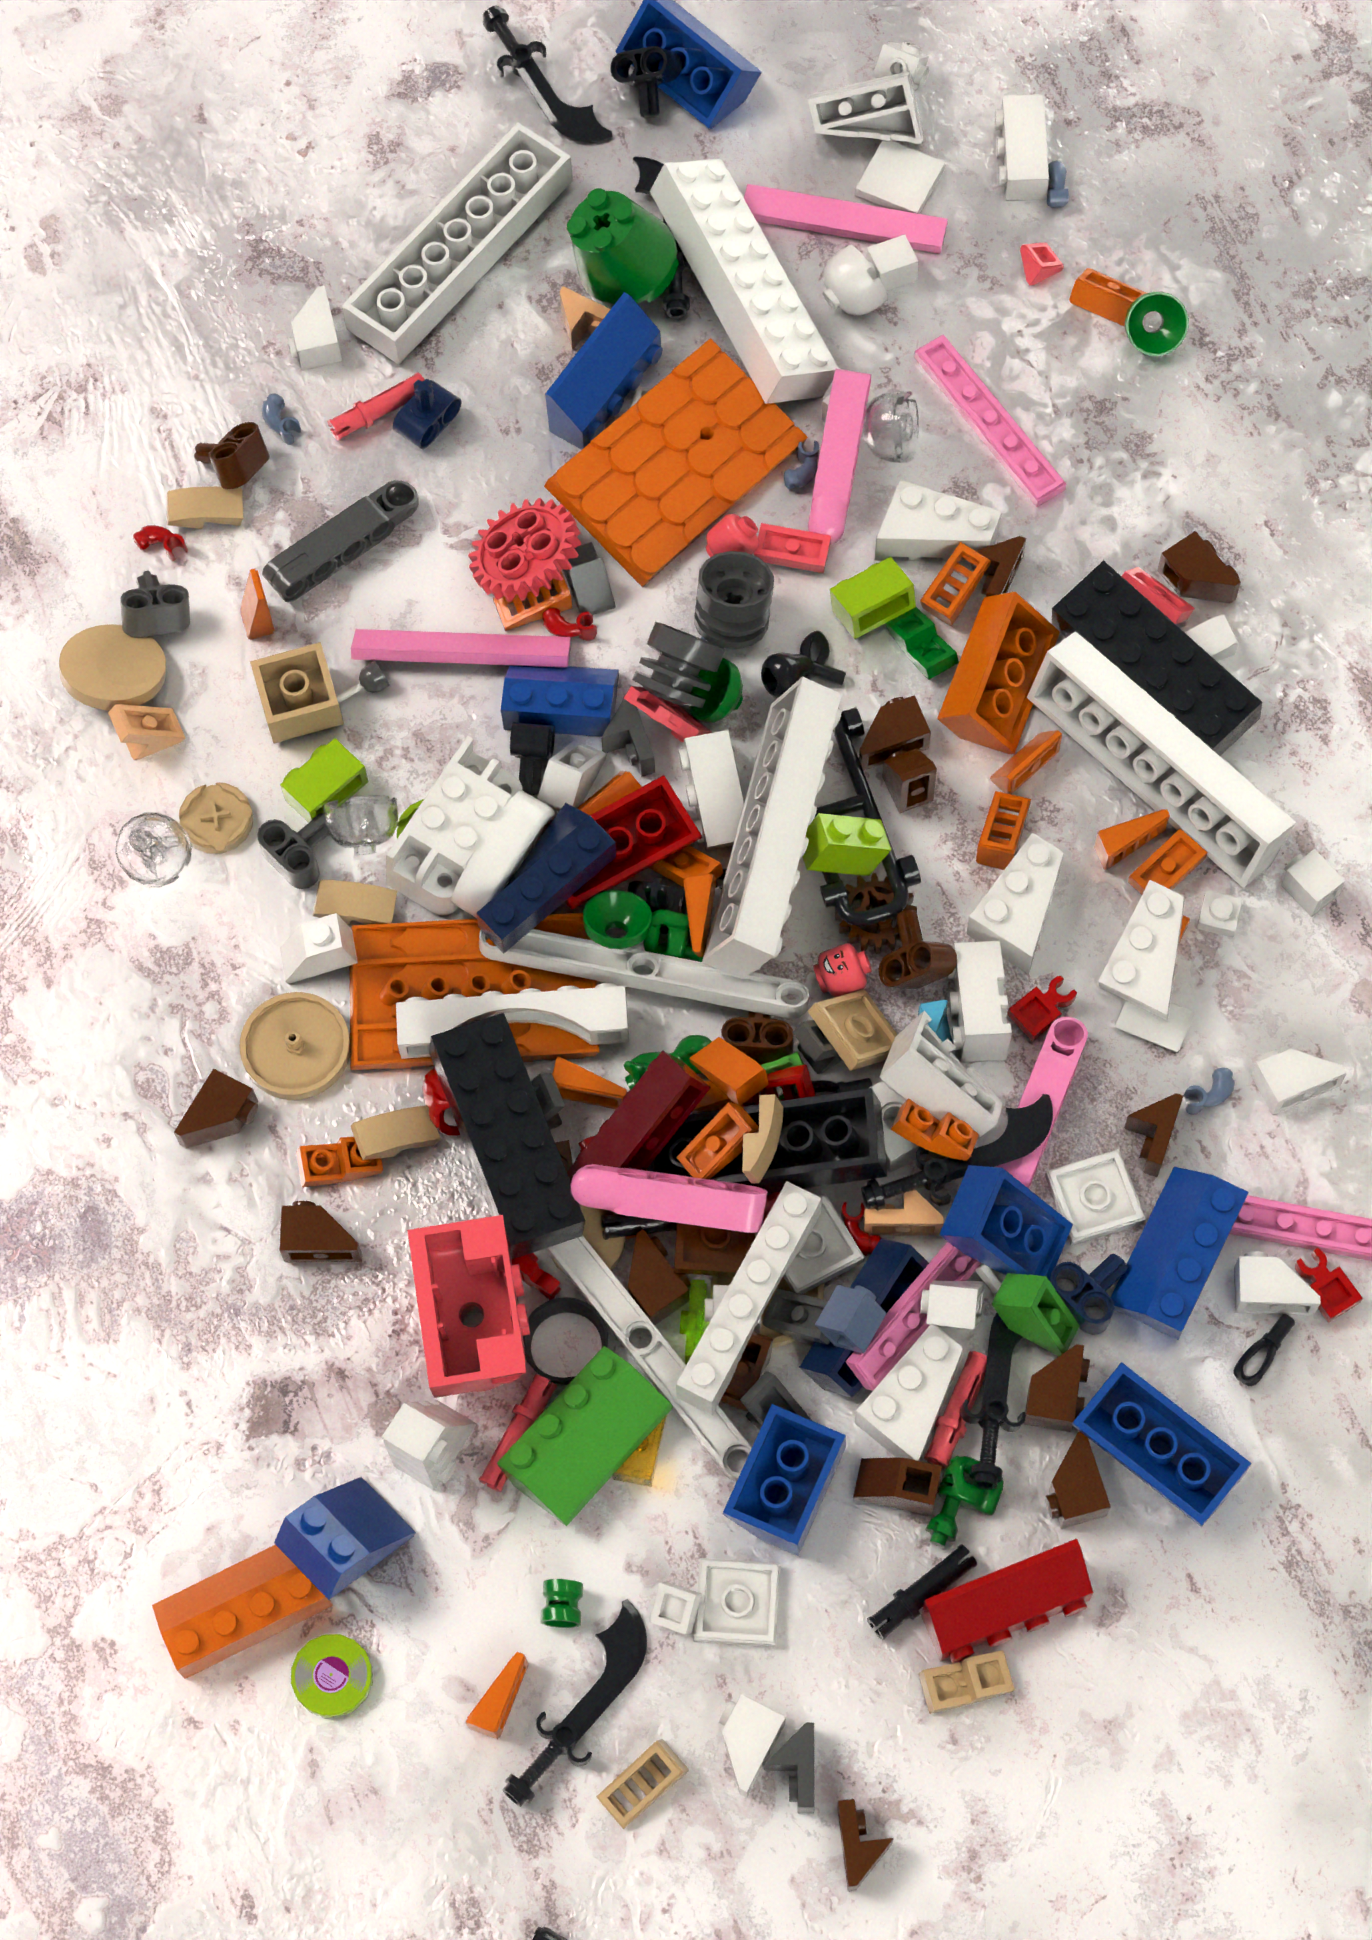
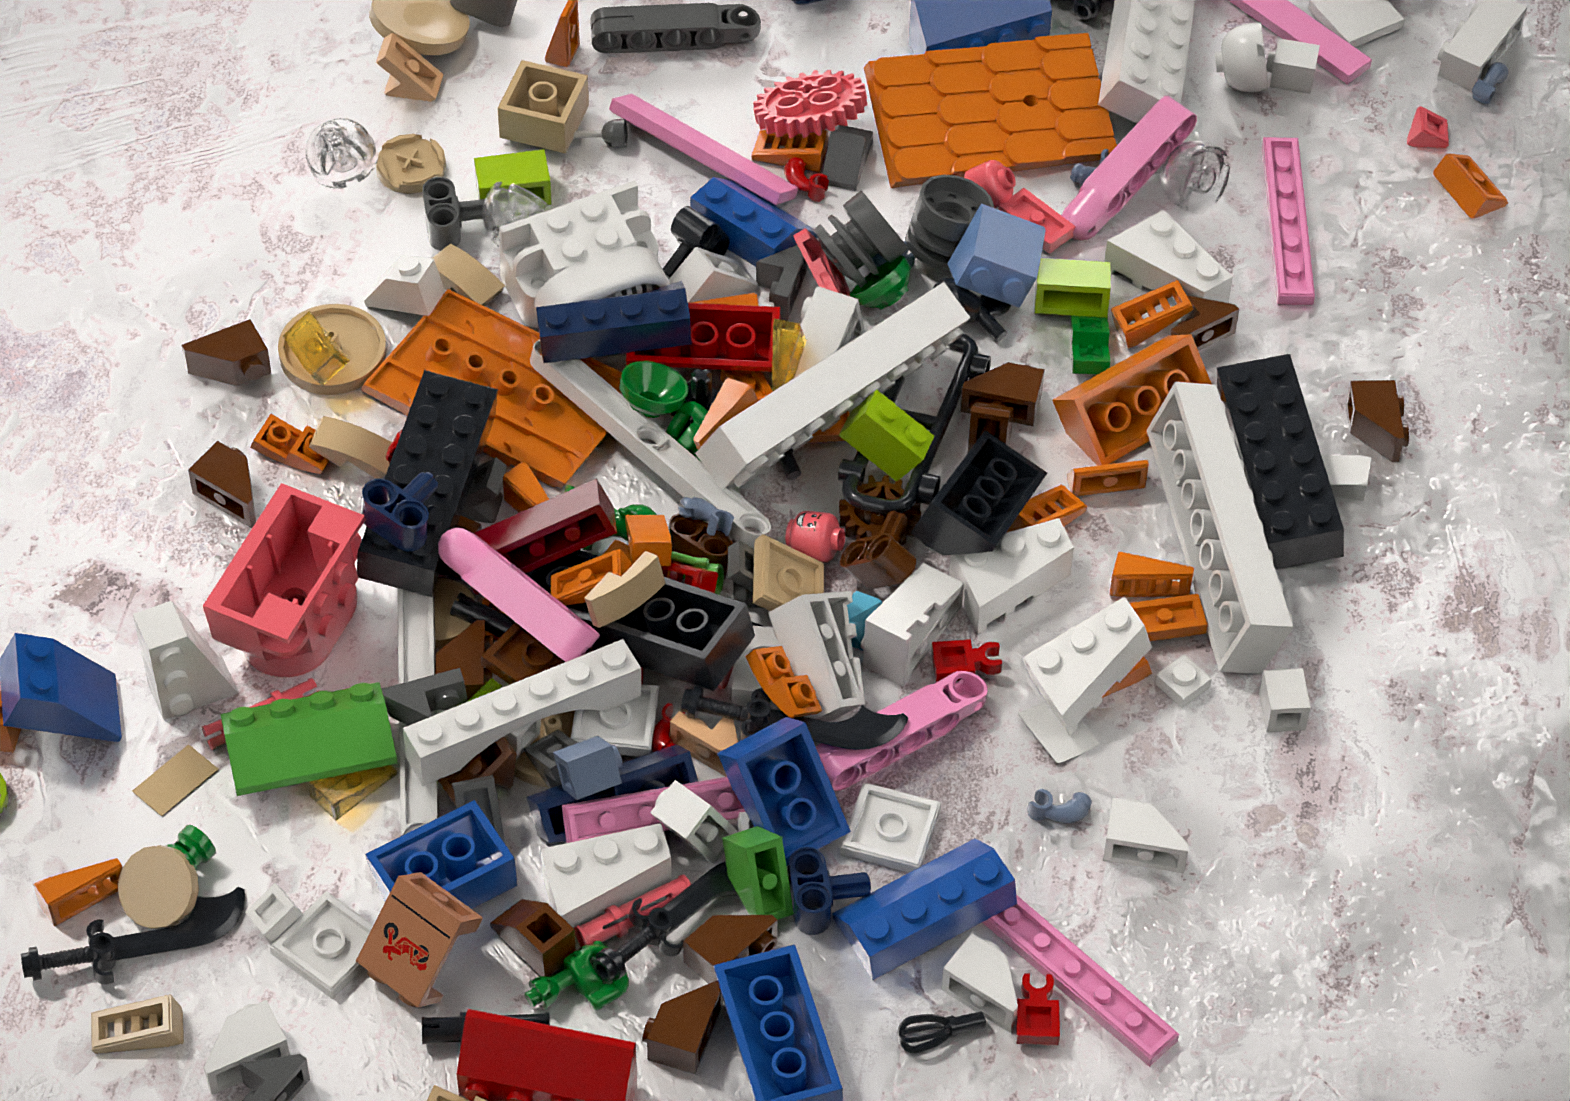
camera: 30 degrees right, 15 degrees down
(290, 1059) = (315, 349): none -> clear yellow slope
(489, 1539) = (175, 780): none -> tan sticker
(526, 1185) = (398, 510): none -> dark blue beam
(536, 1277) = (371, 598): red plate -> none
(557, 1306) = (354, 641): black tyre -> none
(567, 1652) = (158, 887): none -> tan tile
(590, 1013) = (577, 445): white arch -> none
(650, 1346) = (418, 698): none -> dark grey slope
(702, 811) = (787, 351): none -> clear yellow slope
(743, 1009) = (700, 509): none -> sand blue arm
(803, 611) = (998, 255): none -> medium blue slope
(823, 1558) = (415, 938): none -> nougat panel
(958, 856) = (979, 499): none -> black slope
(1157, 1125) = (988, 803): reddish brown slope -> none
(1160, 596) = (1325, 417): coral plate -> none
(1172, 329) = (1487, 198): green piece -> none

